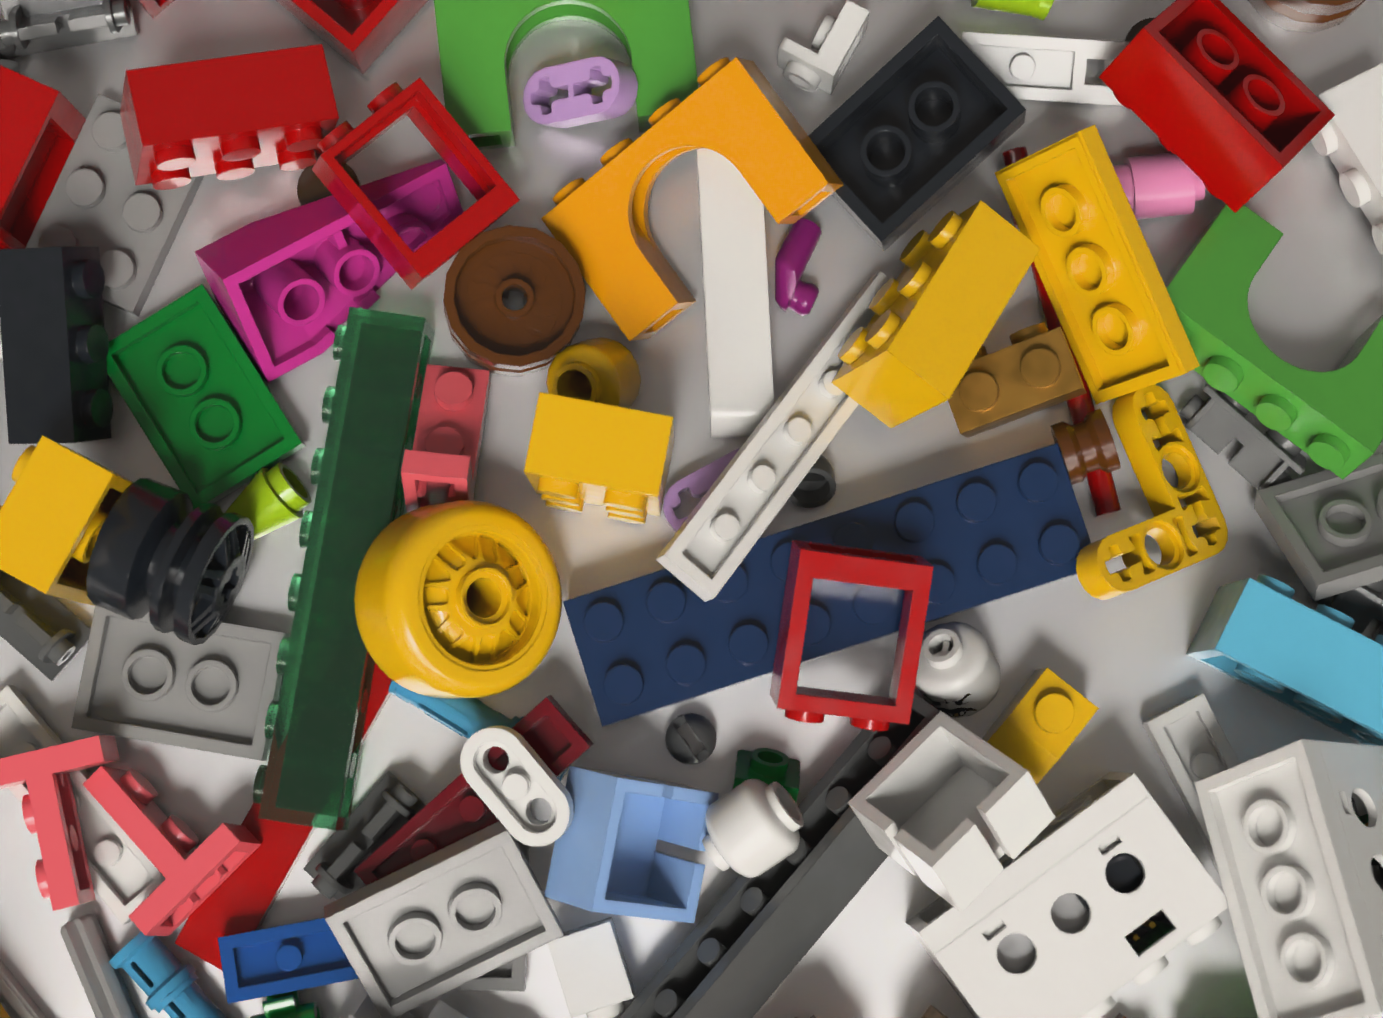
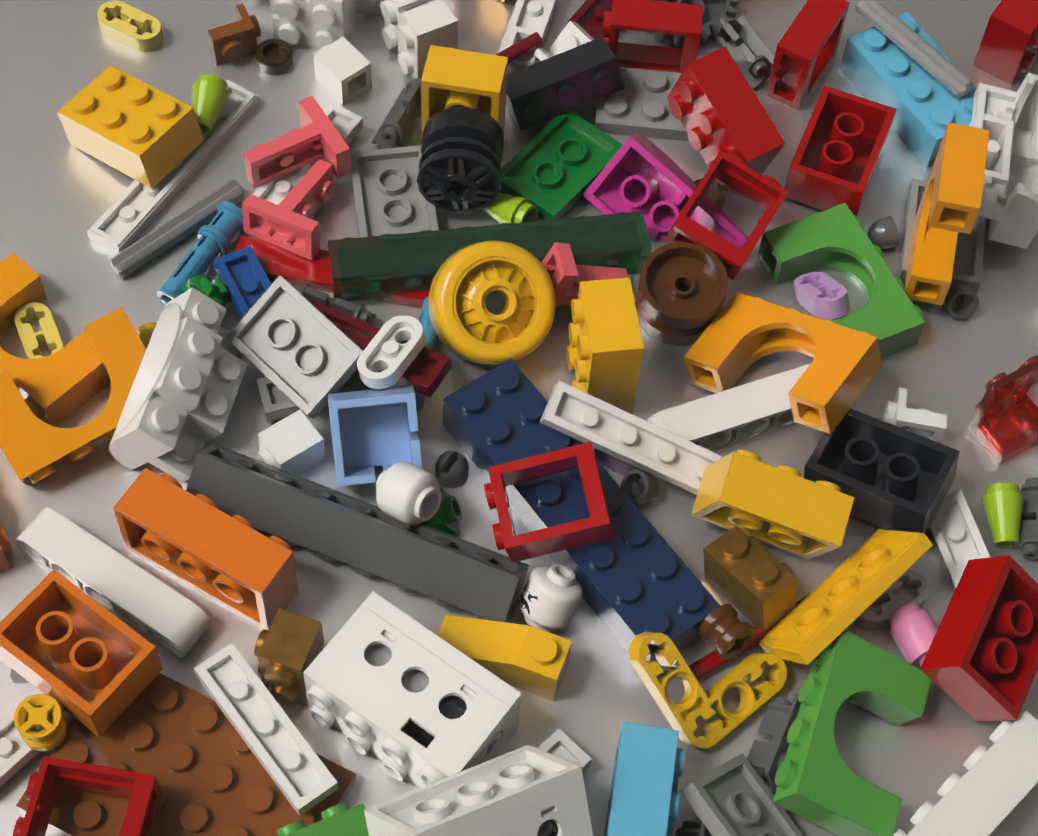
camera: 70 degrees right, 25 degrees down
(596, 372) = (660, 347): yellow head -> none
(790, 266) = (770, 440): magenta arm -> none
(952, 810) = (456, 589): white piece -> none

